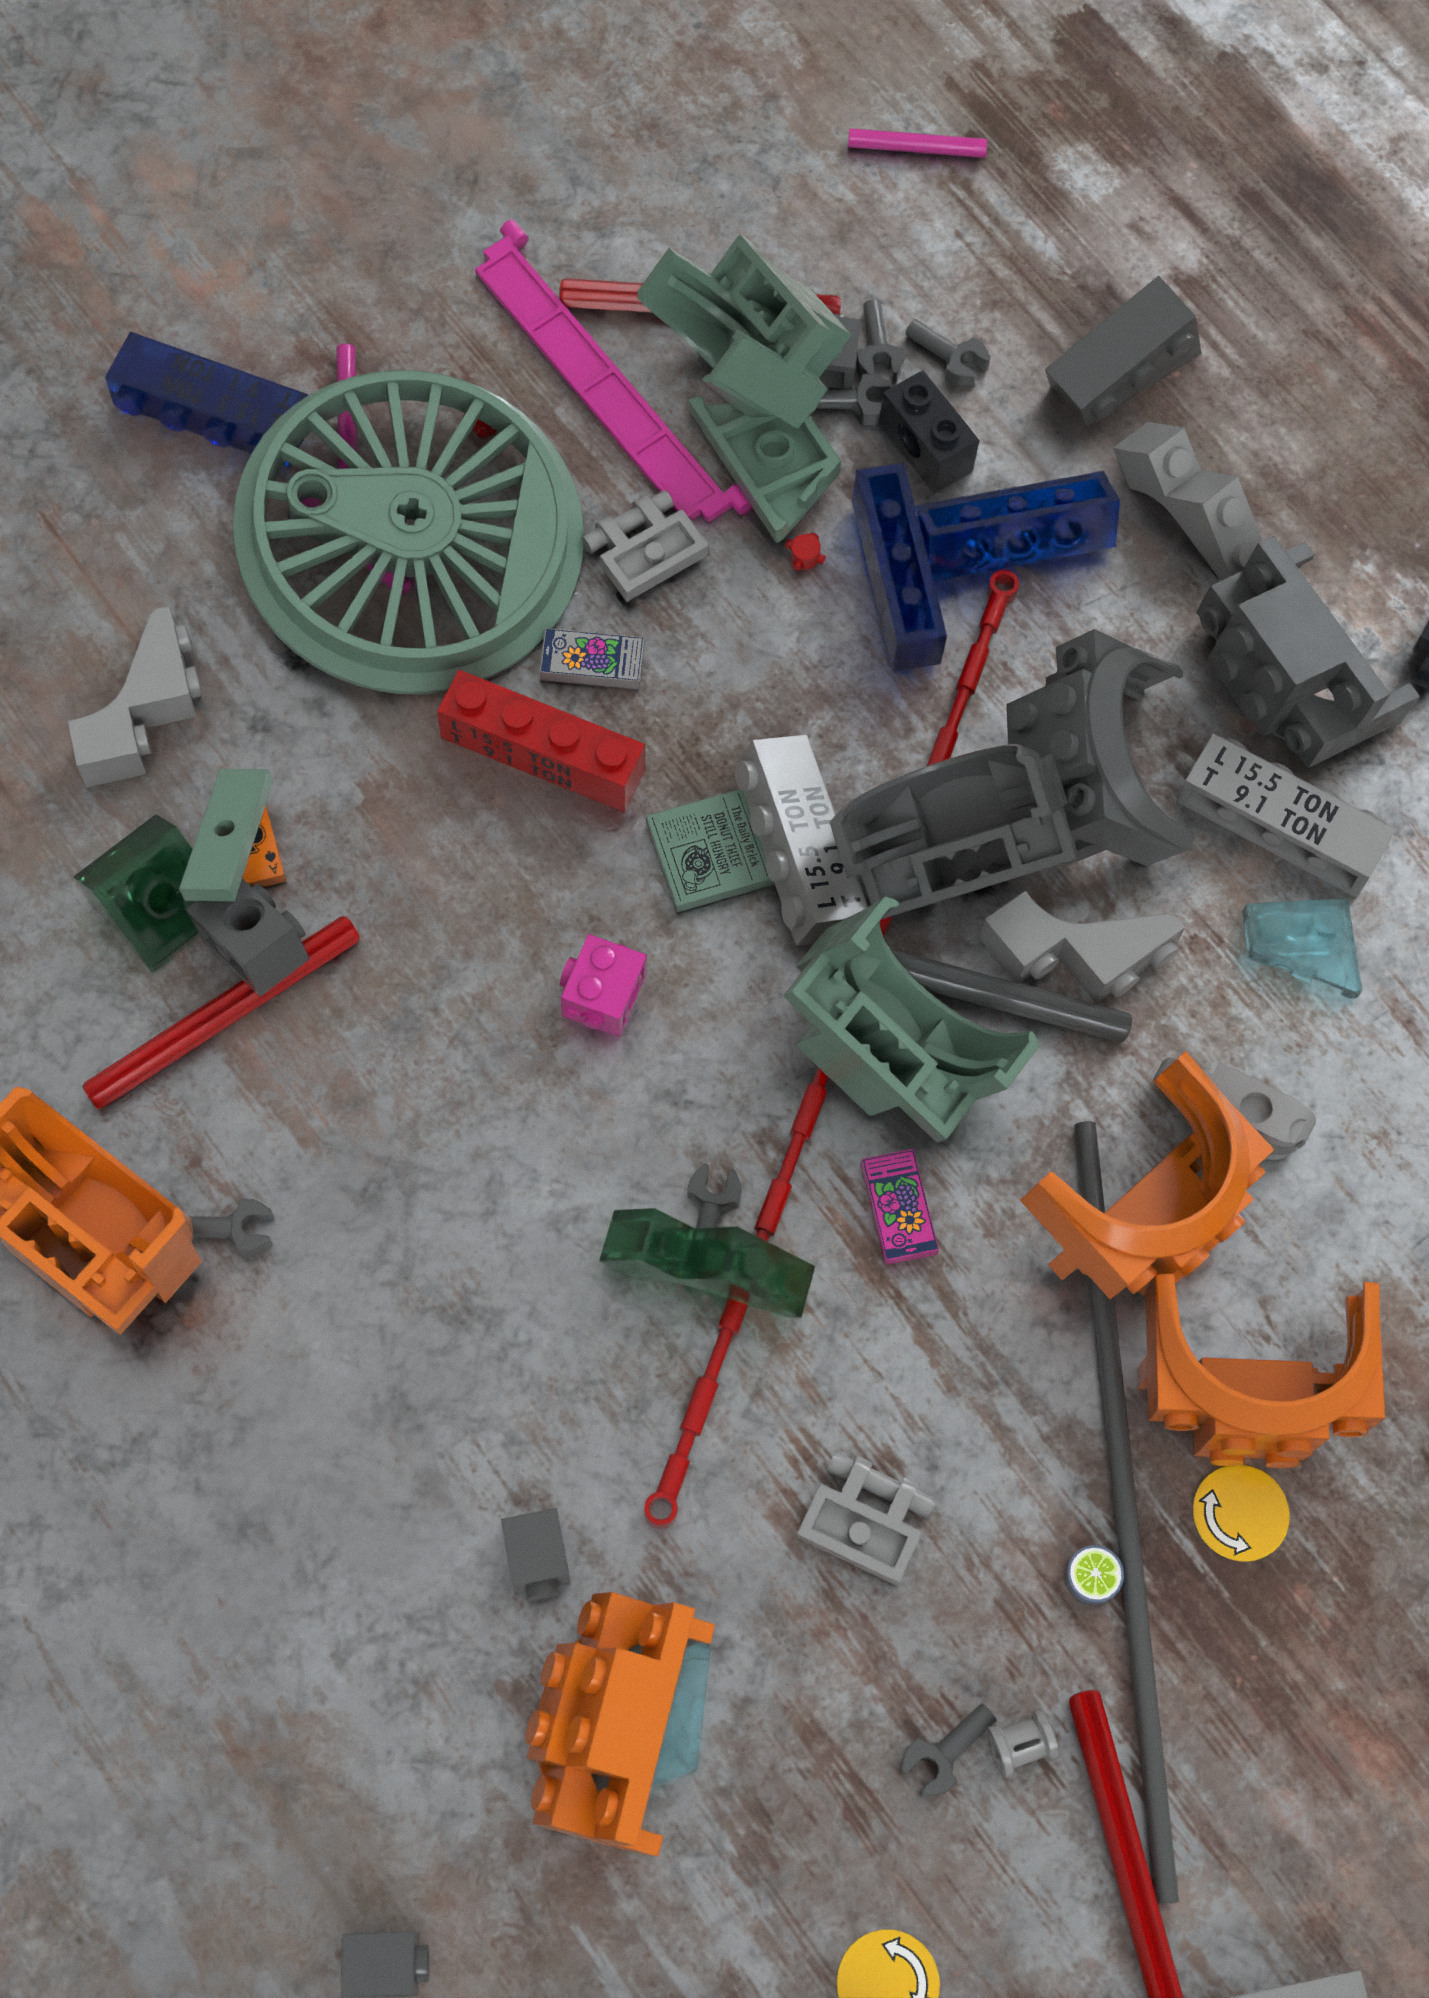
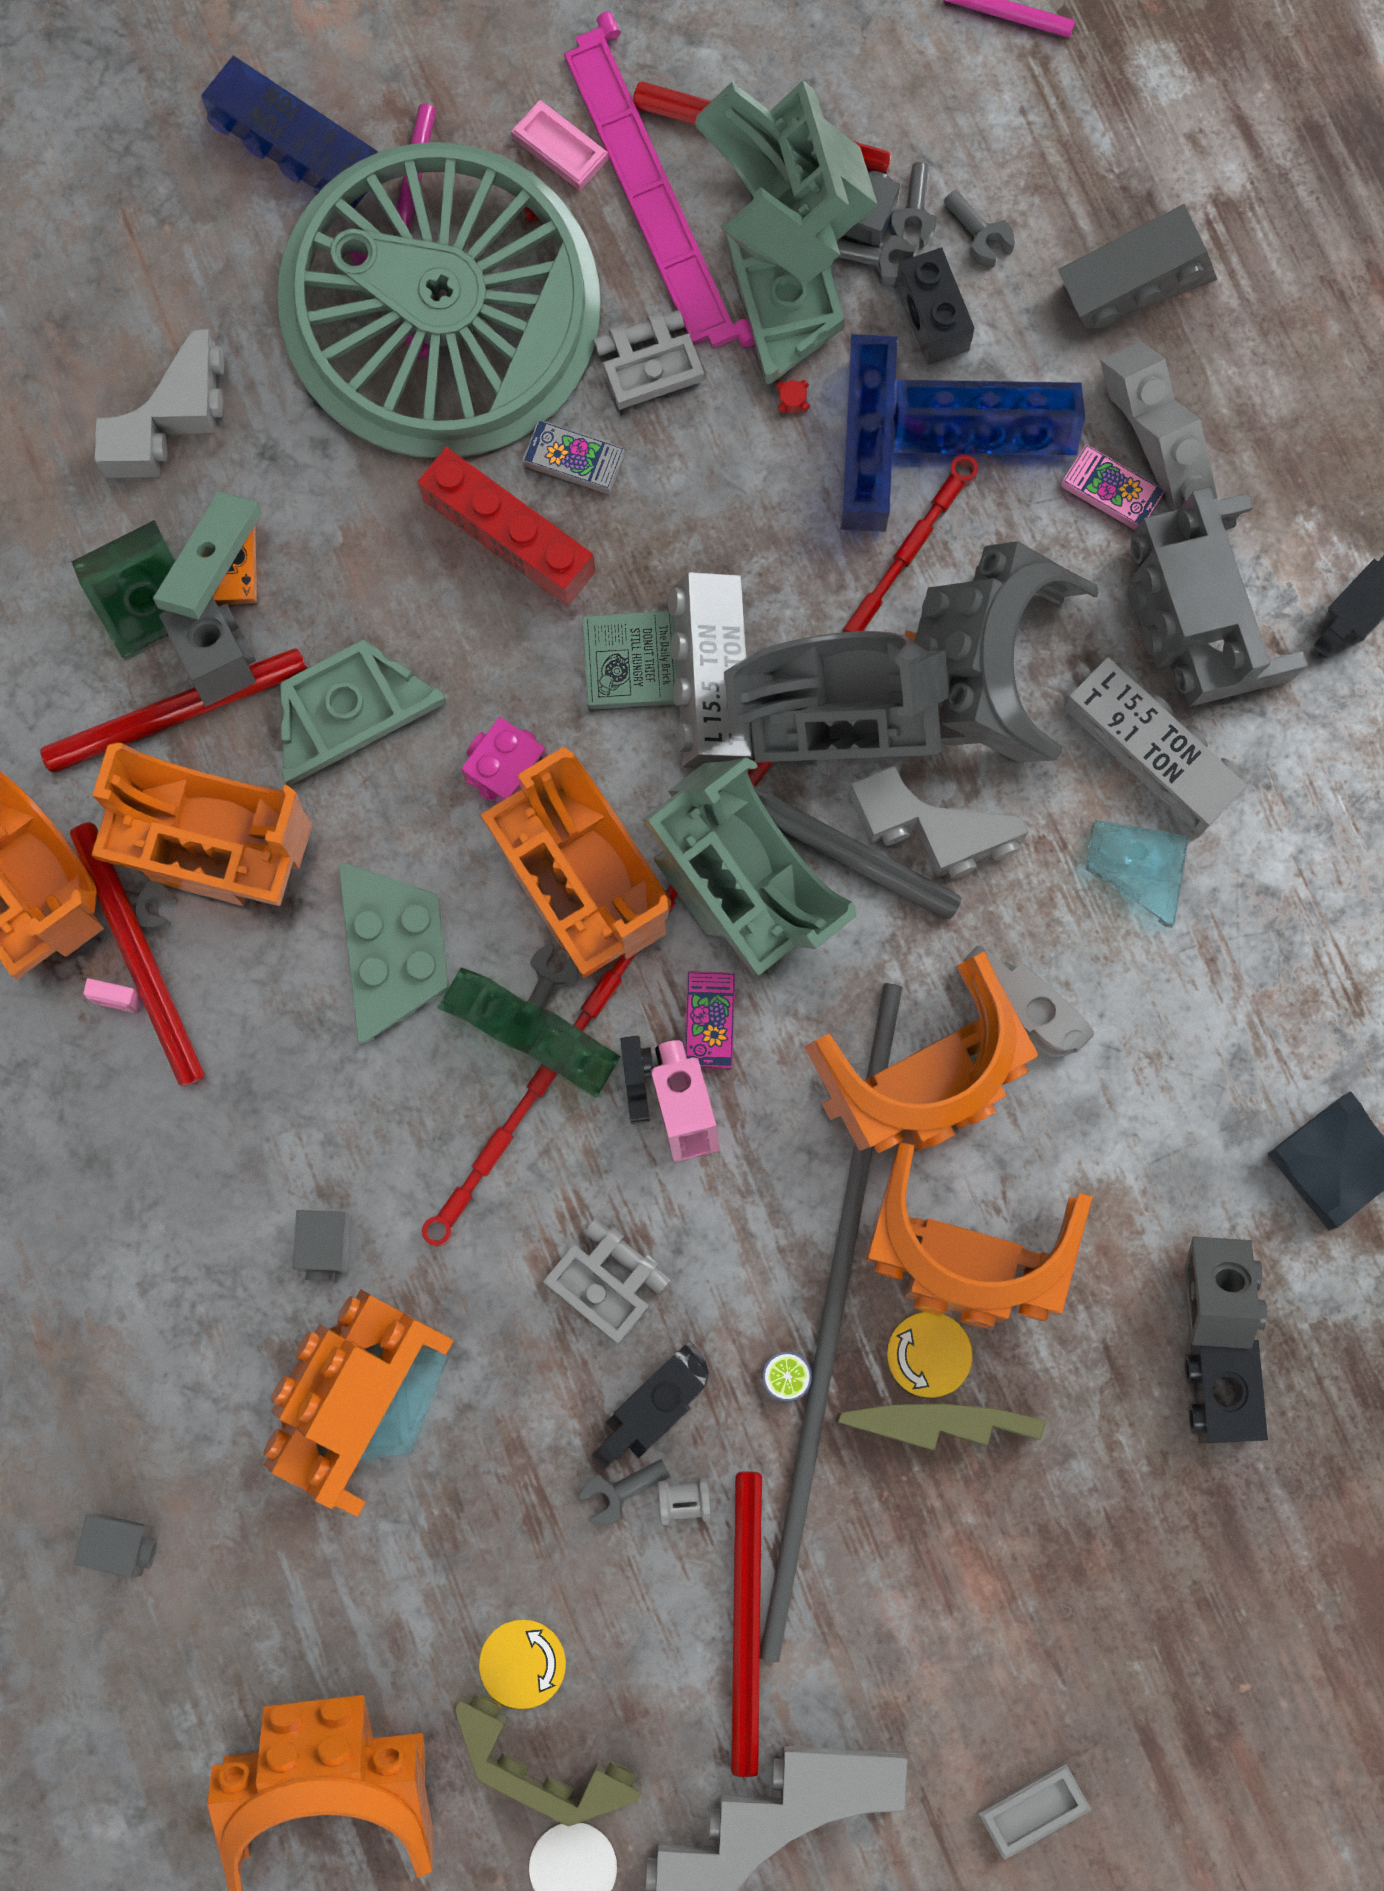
camera: 20 degrees right, 10 degrees up
(229, 1333) = (112, 996): none -> bright pink tile
(248, 1284) = (138, 959): none -> red axle
(289, 1128) = (198, 828): none -> orange piece
(415, 964) = (346, 707): none -> sand green wing
(494, 357) = (560, 145): none -> bright pink tile
(529, 1211) = (392, 948): none -> sand green wing
(716, 1069) = (578, 864): none -> orange piece
(835, 1273) = (637, 1066): none -> black plate
(901, 1300) = (685, 1114): none -> bright pink torso
(960, 1644) = (655, 1406): none -> black piece
(1160, 572) = (1112, 487): none -> tile
(1262, 1586) = (922, 1423): none -> olive slope

